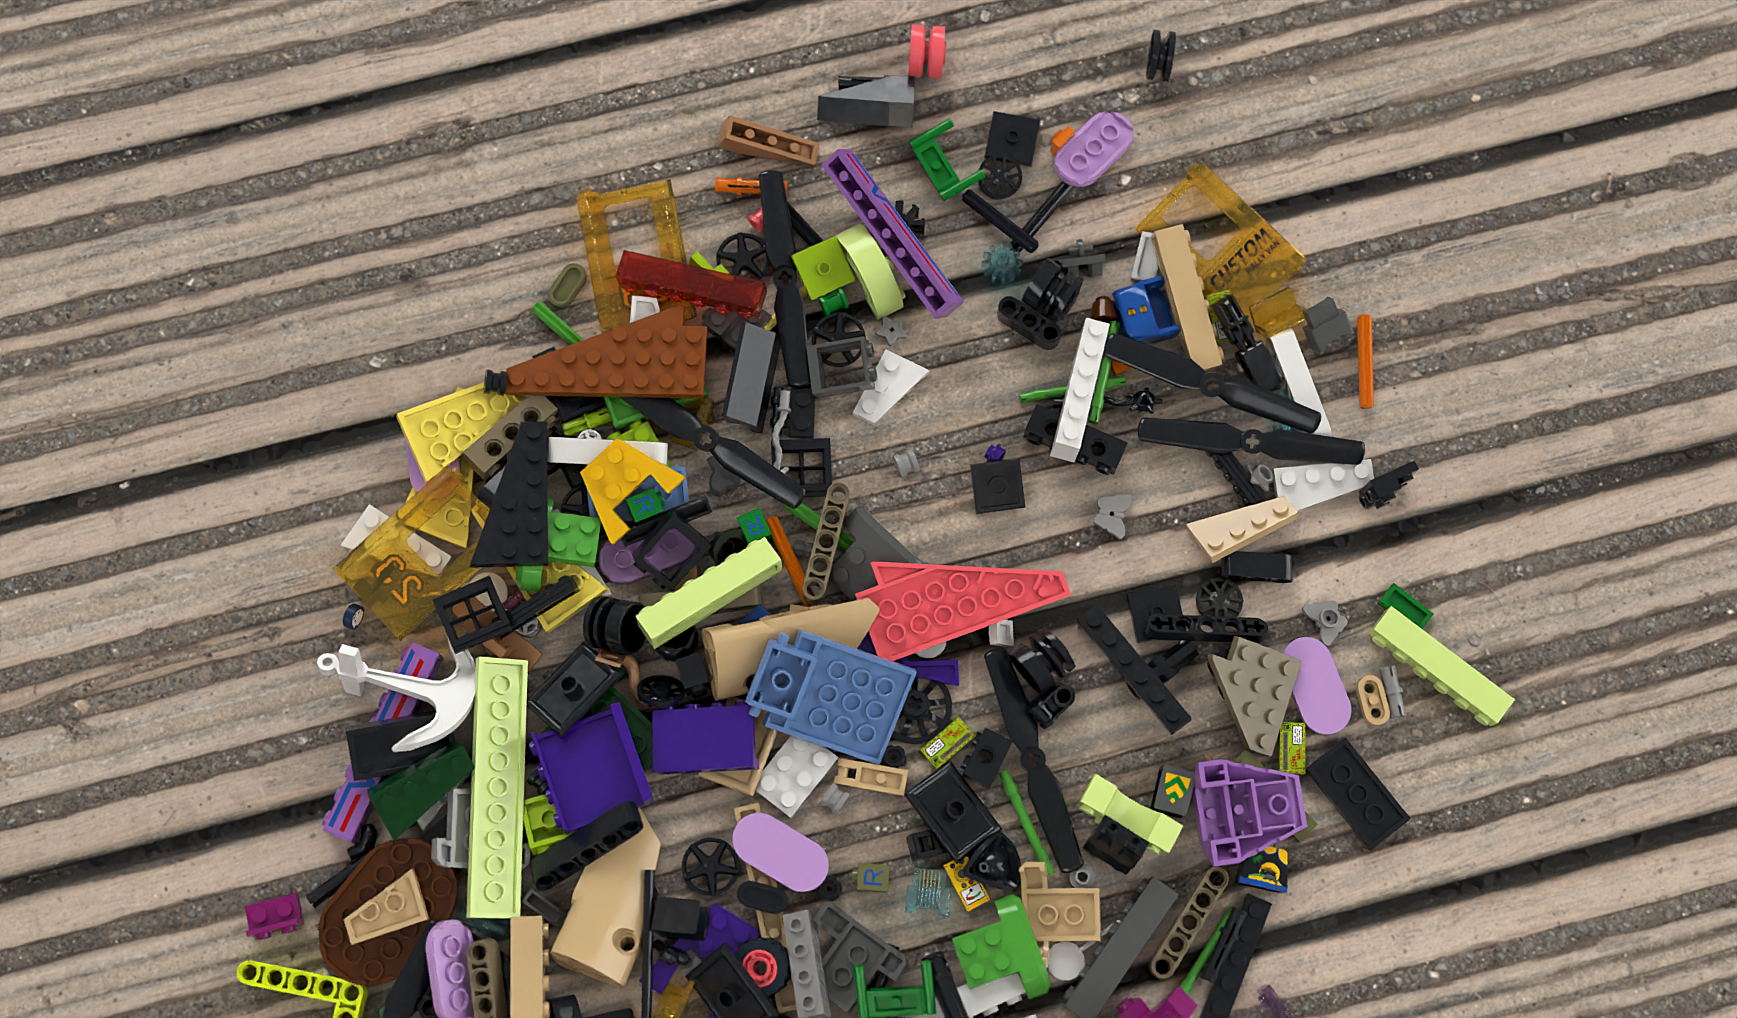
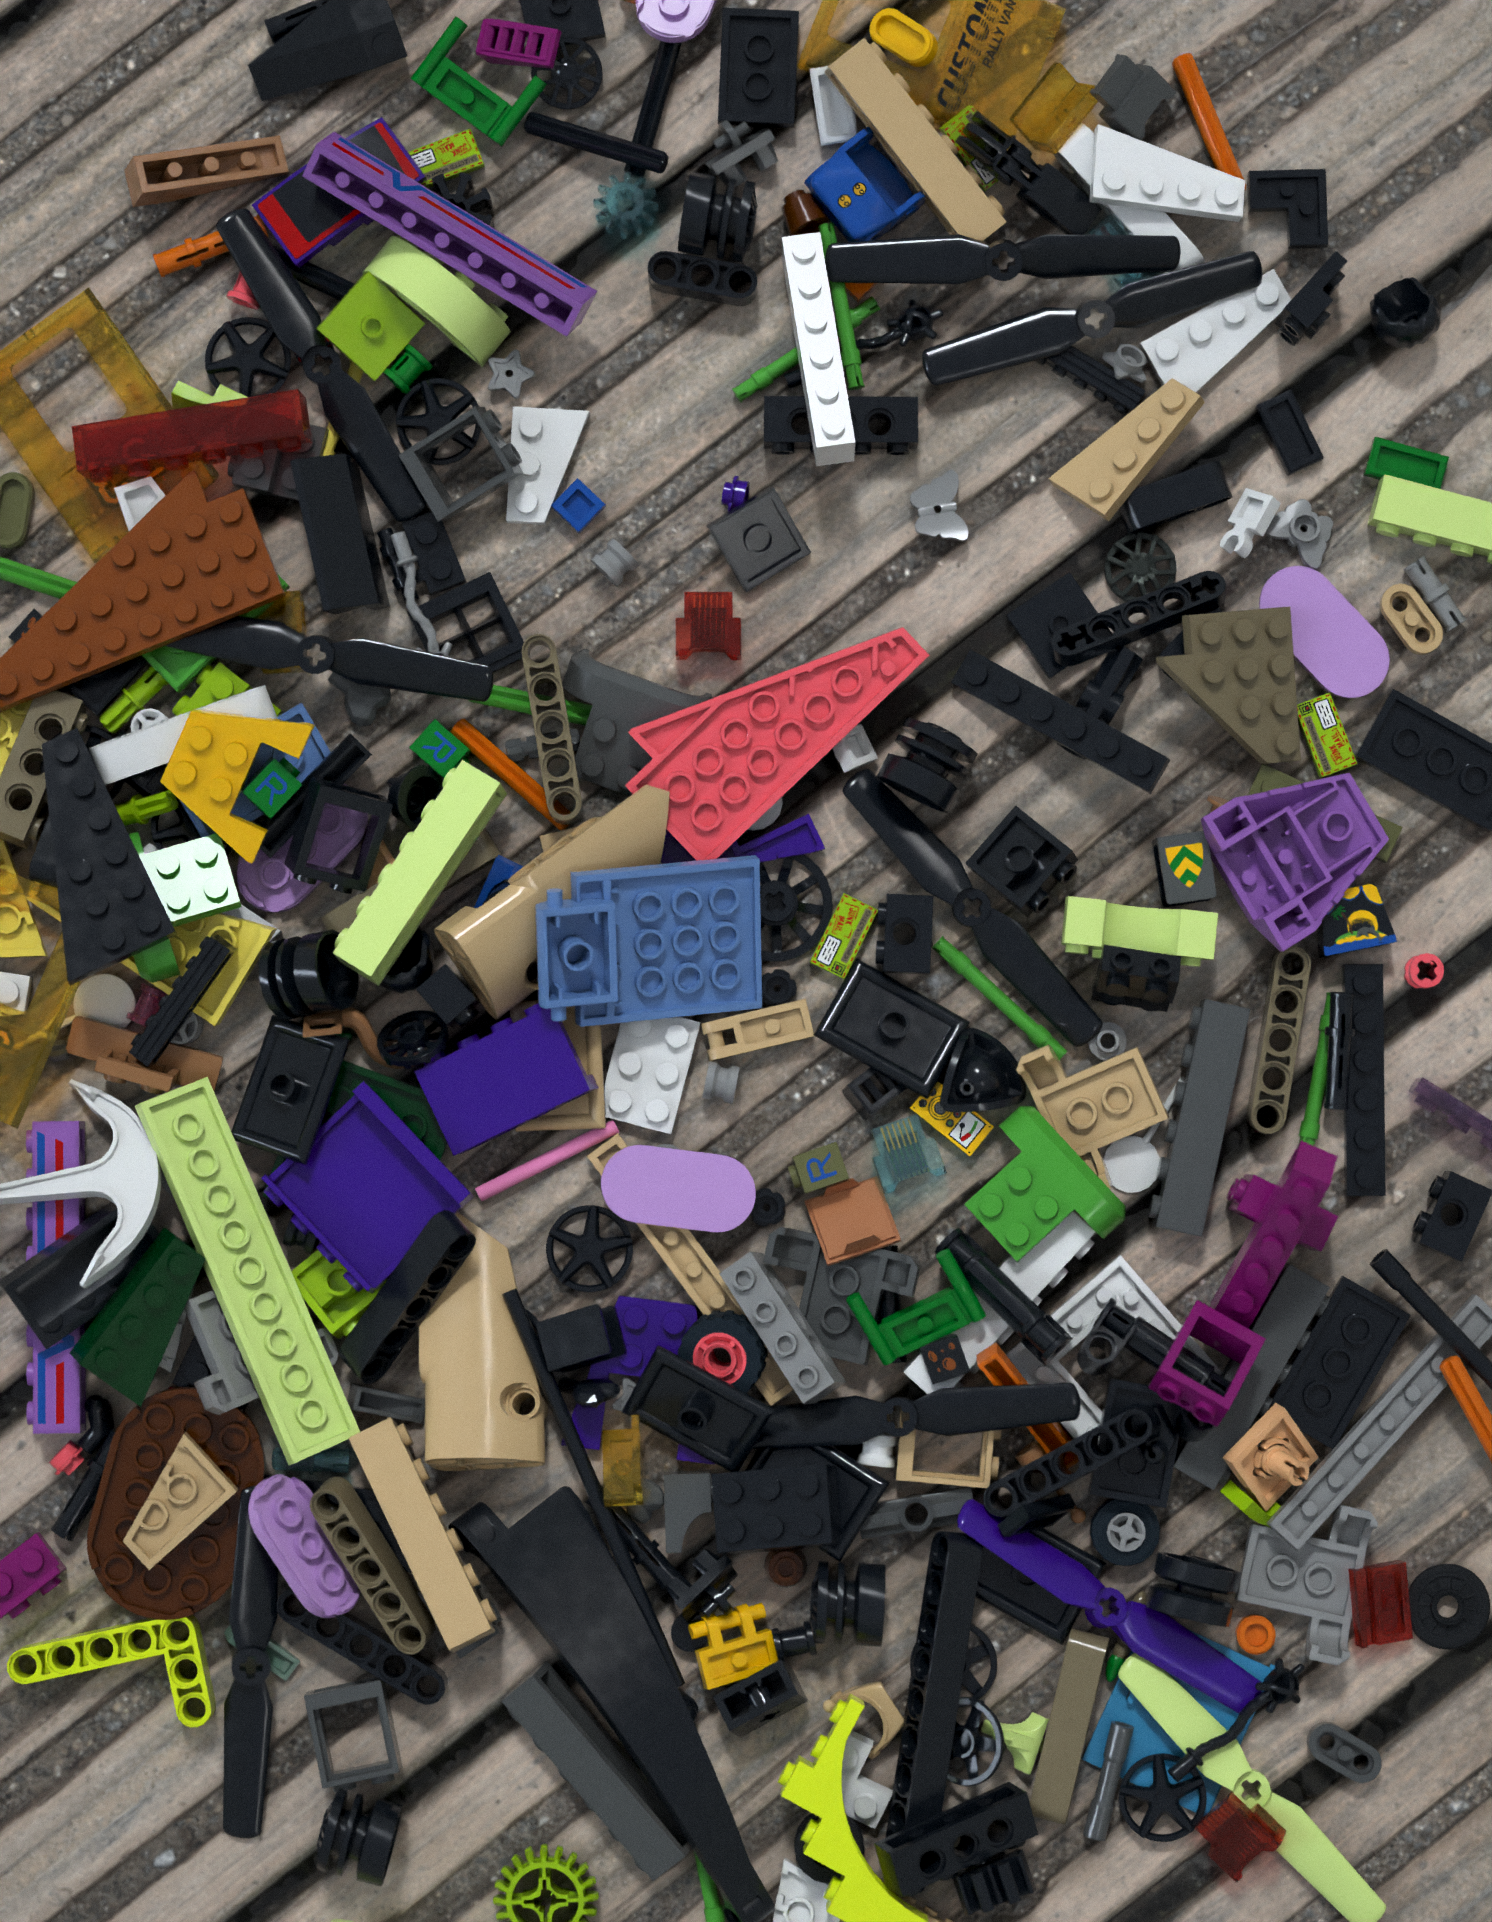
camera: 20 degrees left, 10 degrees up
(336, 856) = (67, 1459): none -> coral plate
(481, 634) = (126, 1072): black piece -> none
(563, 486) = (142, 808): none -> lime axle
(706, 801) = (546, 1160): none -> bright pink bar
(762, 897) = (680, 1260): black tile -> none
(815, 192) = (309, 217): none -> slope
(878, 918) = (852, 1219): none -> nougat piece
(899, 422) = (578, 505): none -> blue plate
(908, 192) = (448, 157): none -> tile
(945, 524) = (708, 626): none -> clear red piece
(966, 140) = (495, 39): none -> magenta slope
(1048, 708) = (965, 822): black piece -> none
(1076, 745) = (1023, 862): none -> black plate
(1113, 218) = (758, 67): none -> black plate
(1205, 237) = (903, 37): none -> yellow tile
(1298, 598) = (1249, 518): none -> white plate
(1302, 924) = (1435, 972): none -> coral bush
(1322, 377) = (1154, 179): none -> white wing
(1342, 559) = (1289, 432): none -> black tile
(1404, 425) = (1301, 195): none -> black plate
(1440, 517) = (1405, 314): none -> black hair

